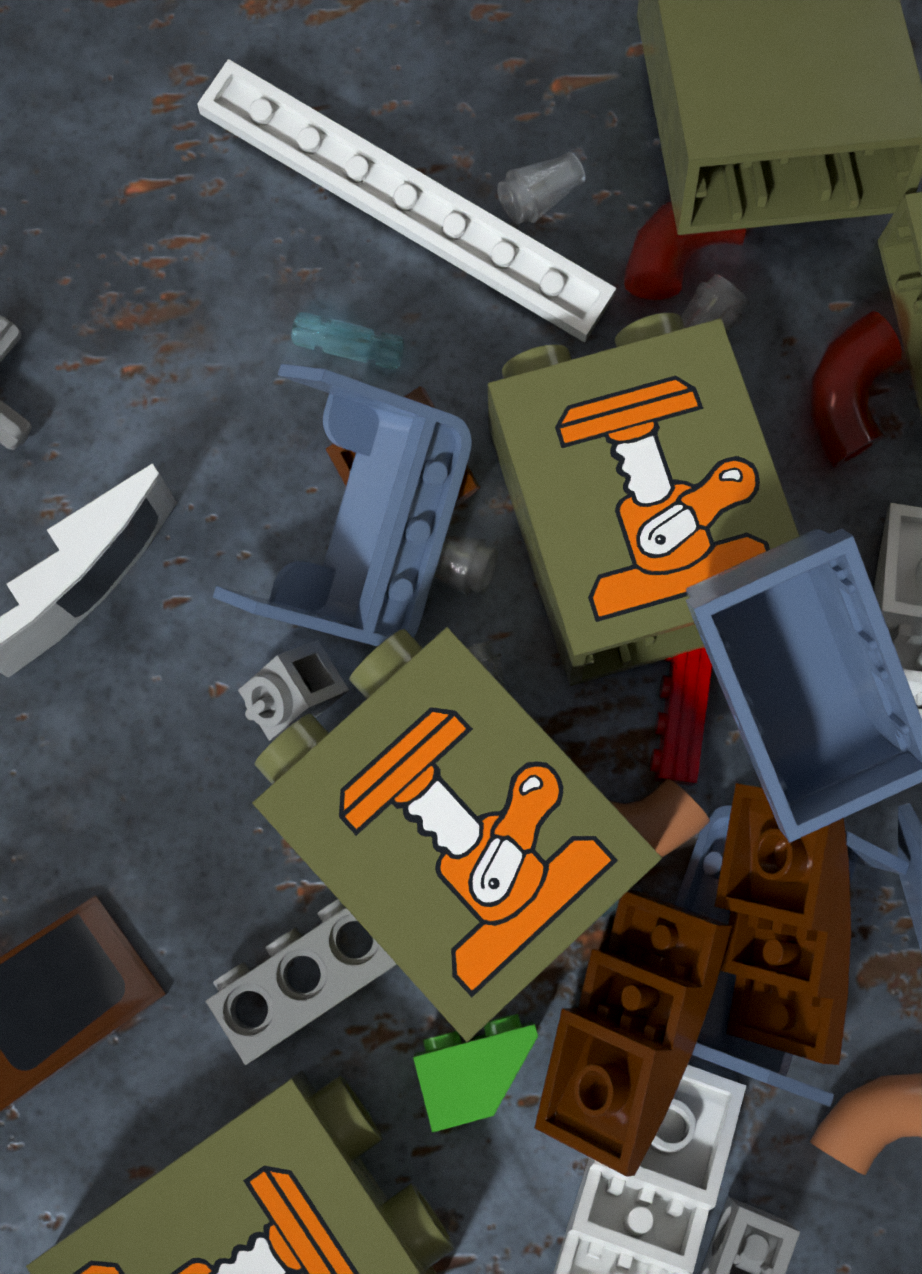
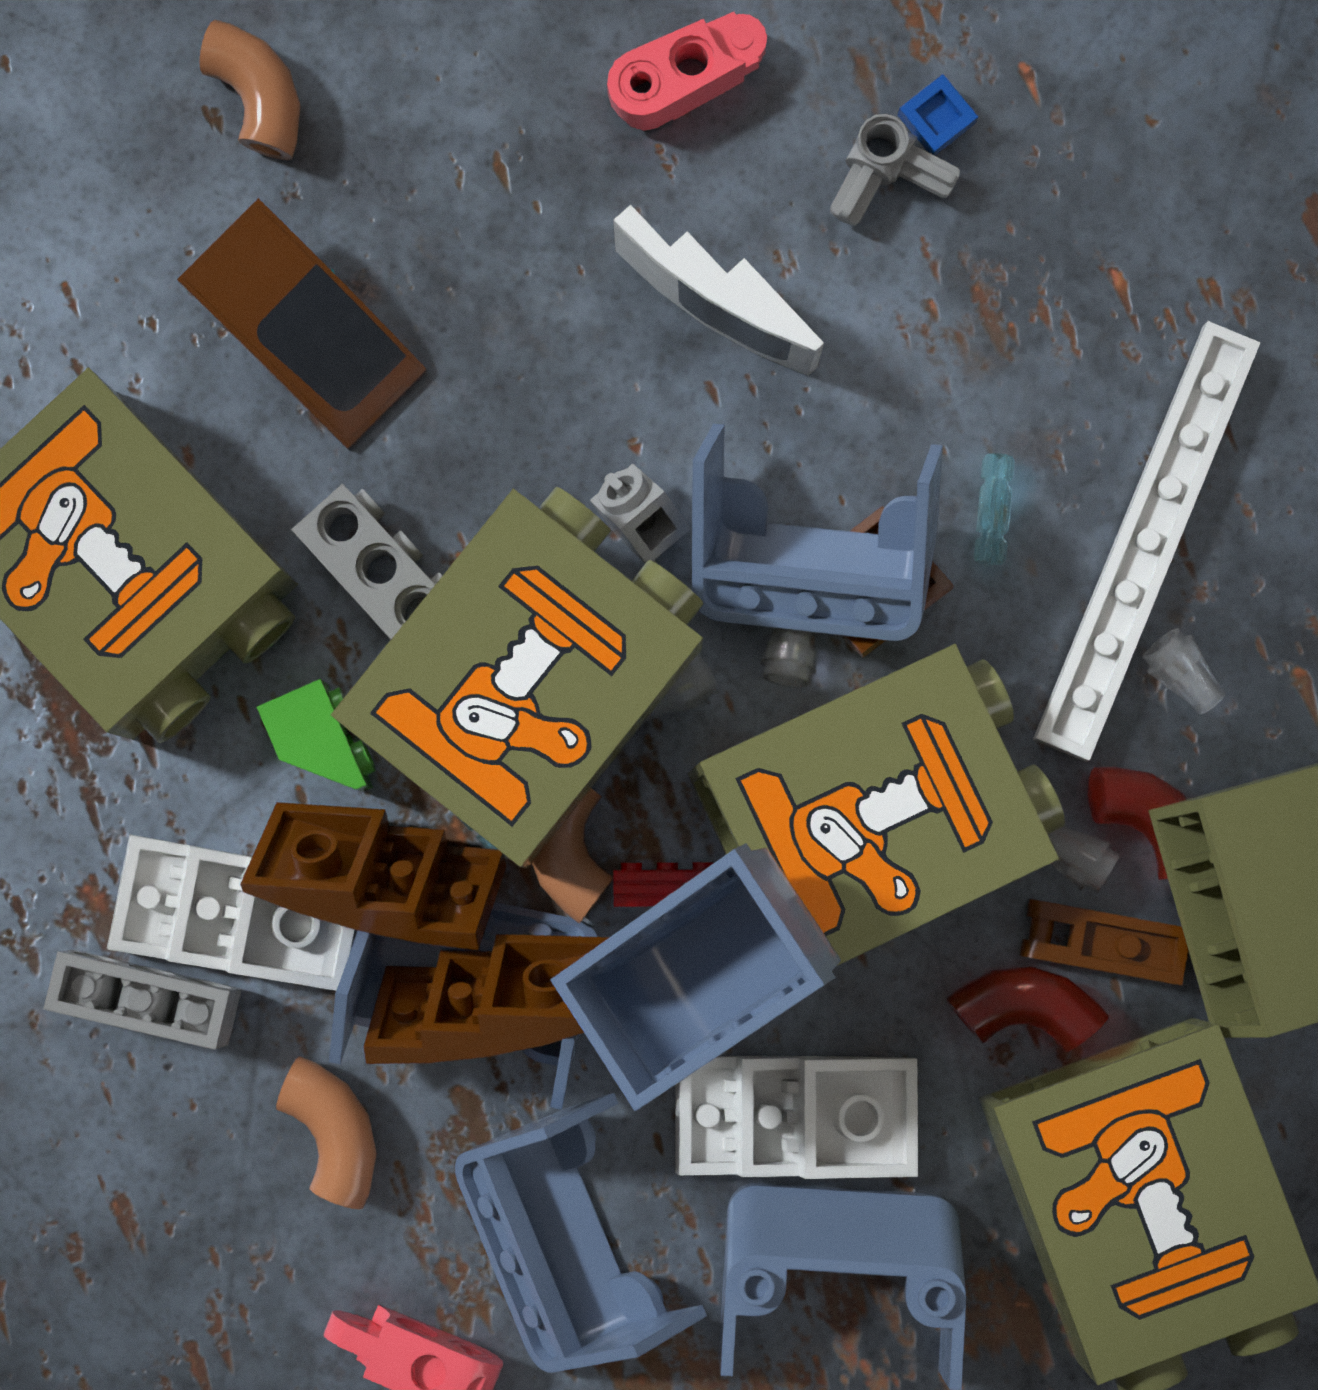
camera: 85 degrees right, 5 degrees up
(797, 303) = (1107, 942): none -> reddish brown plate

